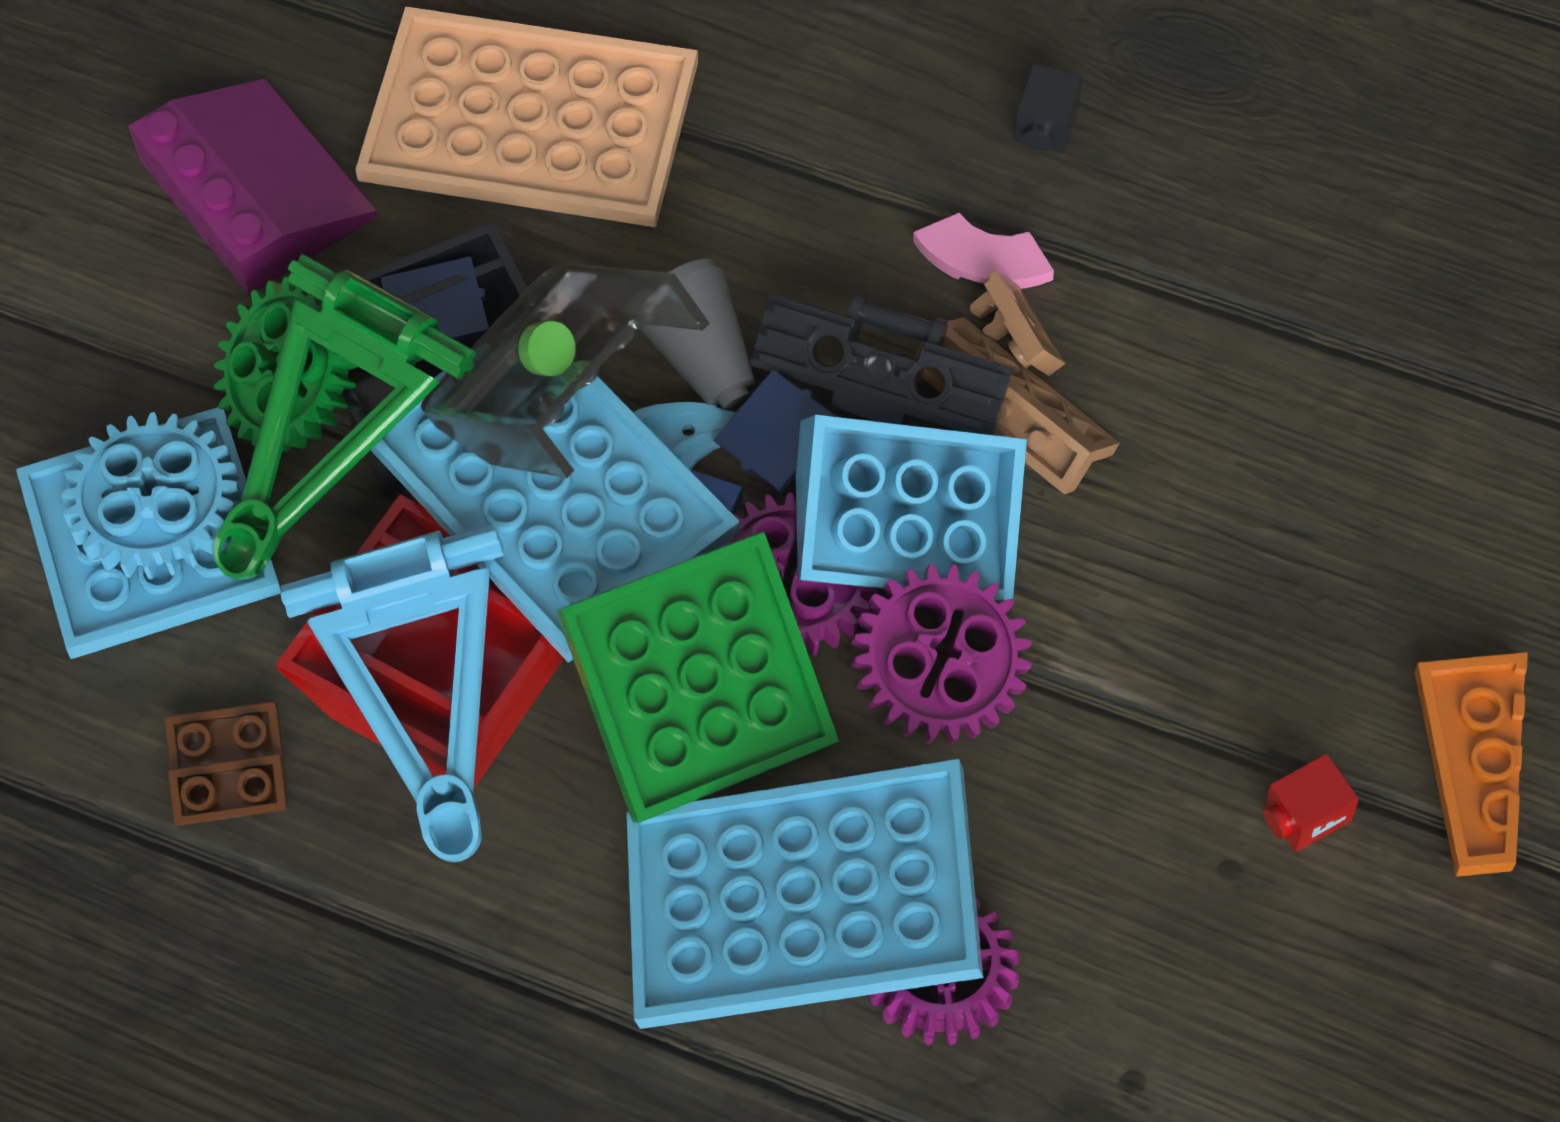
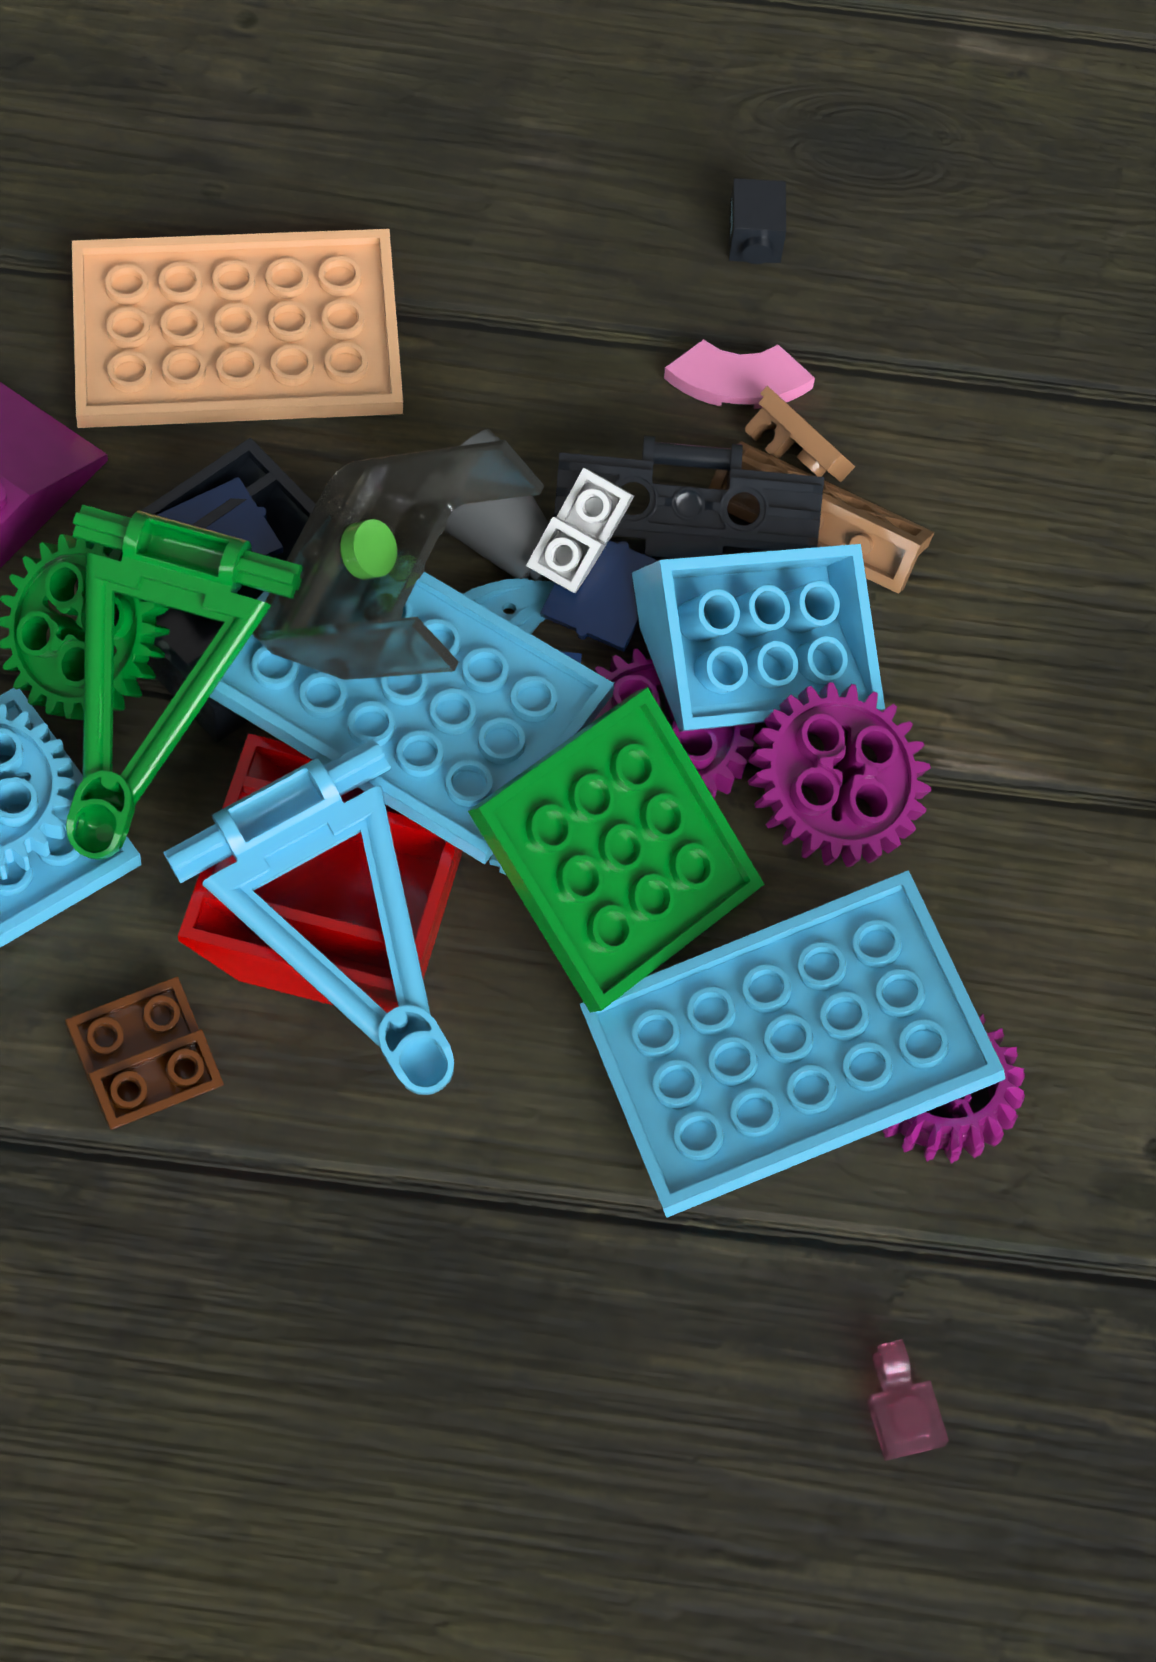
camera: 25 degrees left, 0 degrees up
(768, 372) = (580, 530): none -> white slope

